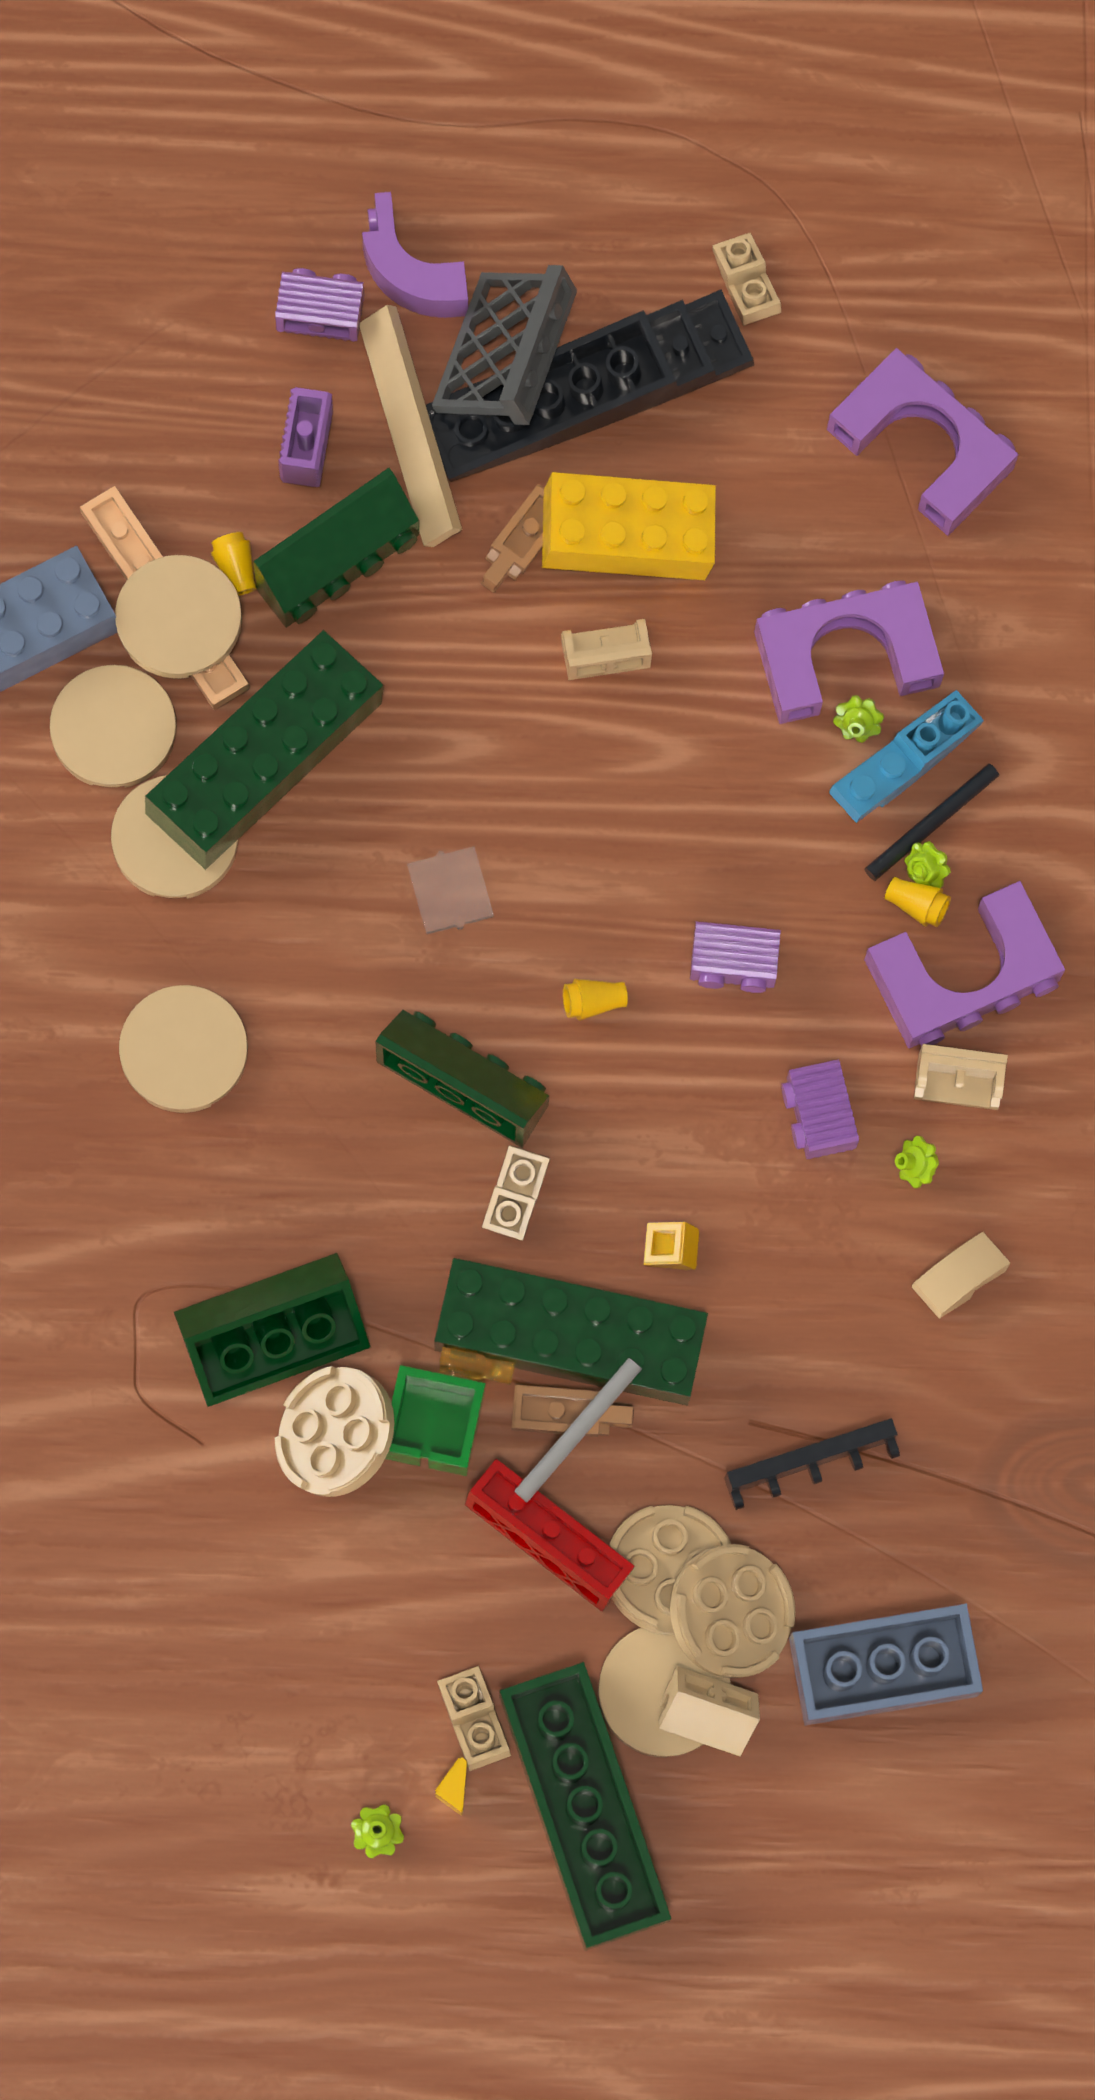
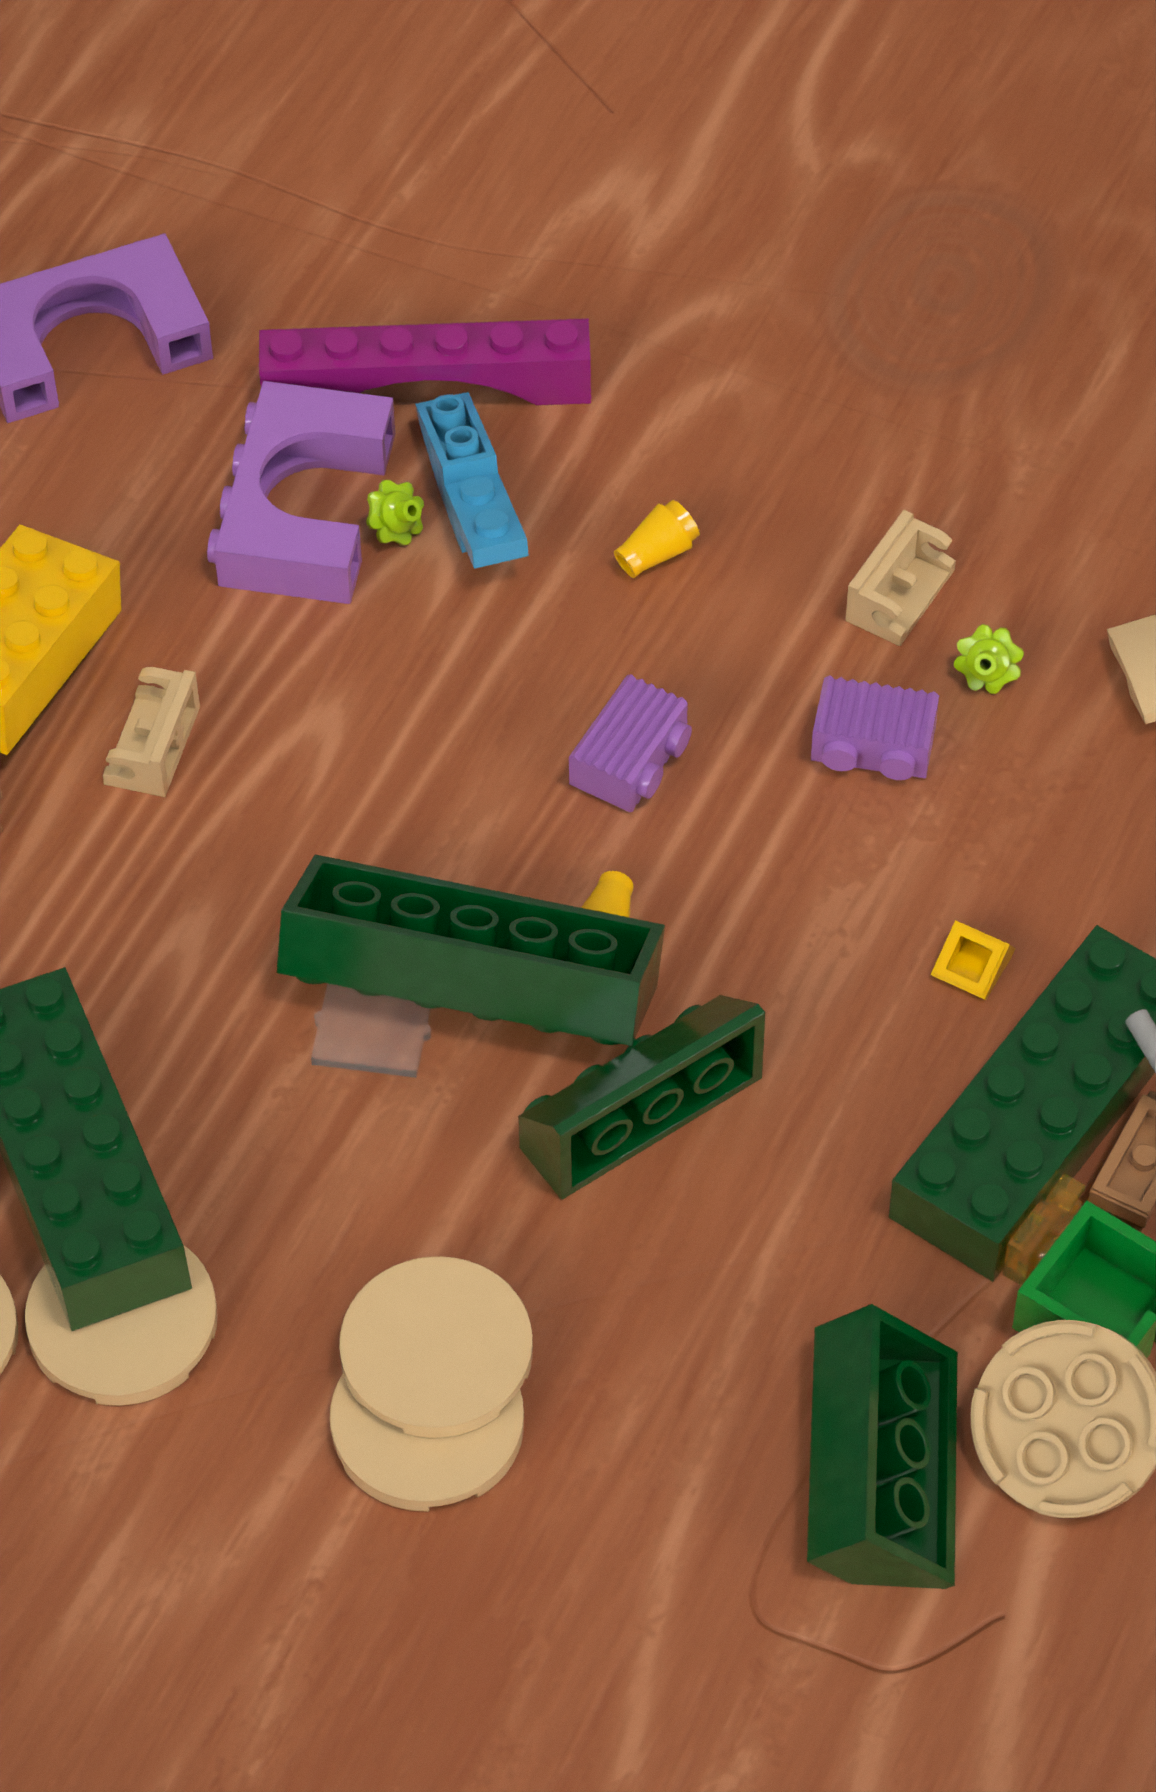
camera: 60 degrees left, 20 degrees down
(226, 1032) = (436, 1346): none -> tan tile
(512, 926) = (470, 950): none -> dark green brick
(516, 1193) = (820, 1102): tan slope -> none
(927, 865) = (617, 511): lime plant -> none
(928, 1010) = (780, 584): medium lavender arch -> none
(932, 821) = (562, 498): black bar -> none
(1024, 735) = (530, 359): none -> magenta arch

